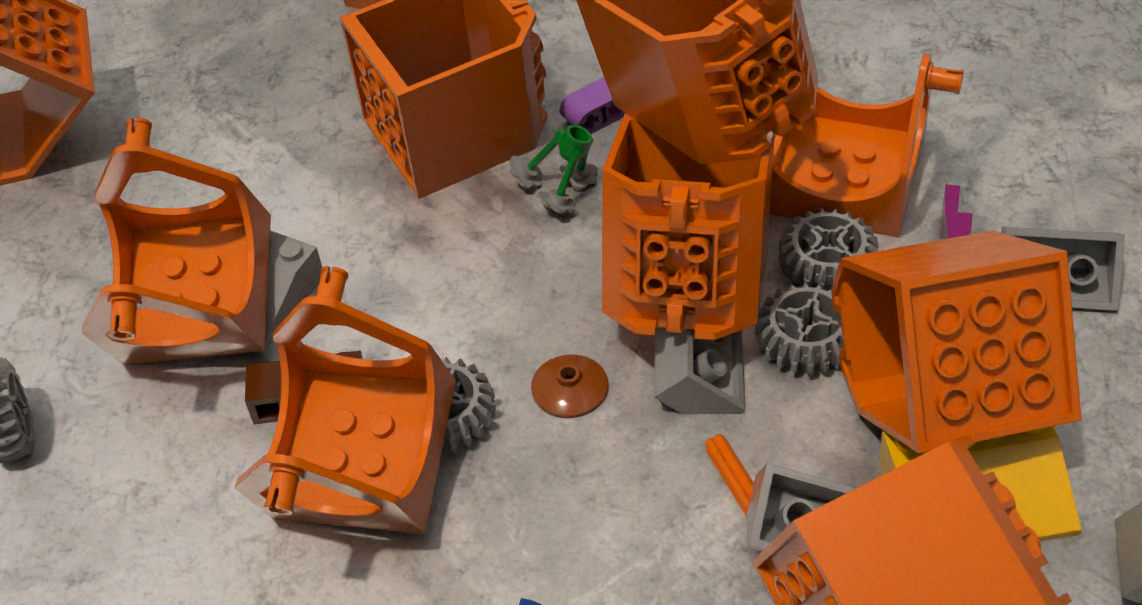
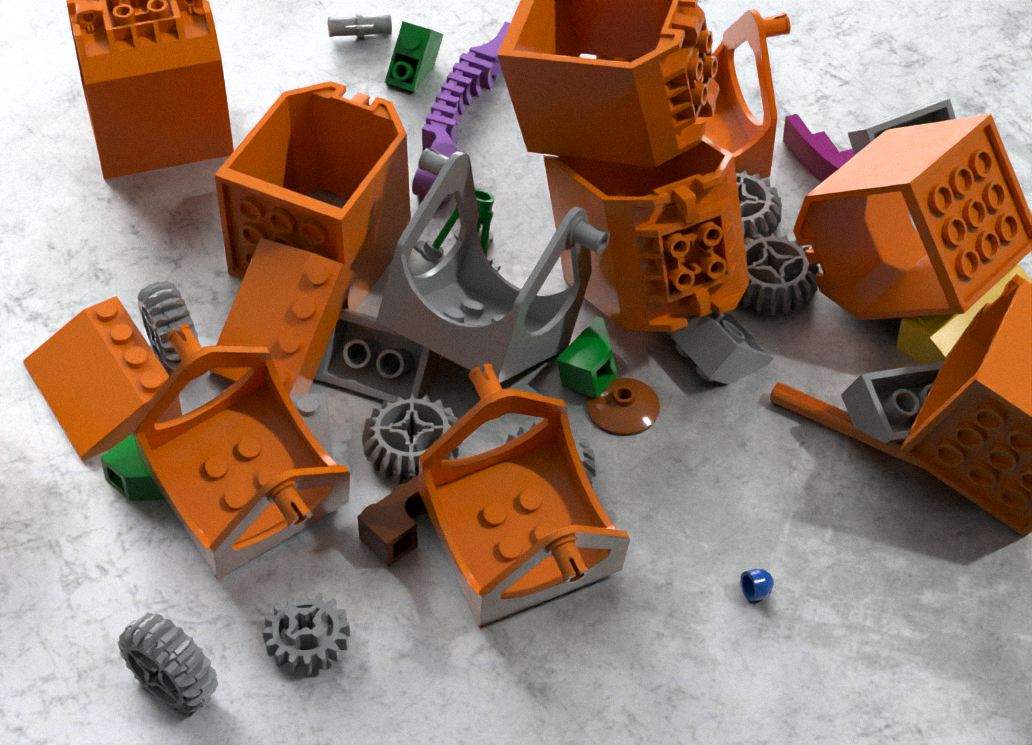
camera: 40 degrees left, 0 degrees up
(130, 444) = (306, 632): none -> light grey gear
(203, 132) = (98, 377): none -> orange slope
(257, 139) = (161, 312): none -> light grey gear
(337, 174) = (290, 308): none -> orange slope
(375, 301) = (390, 430): none -> light grey gear
(401, 240) = (376, 359): none -> light grey slope
(498, 236) = (465, 304): none -> light grey piece
(568, 327) = (588, 361): none -> green slope

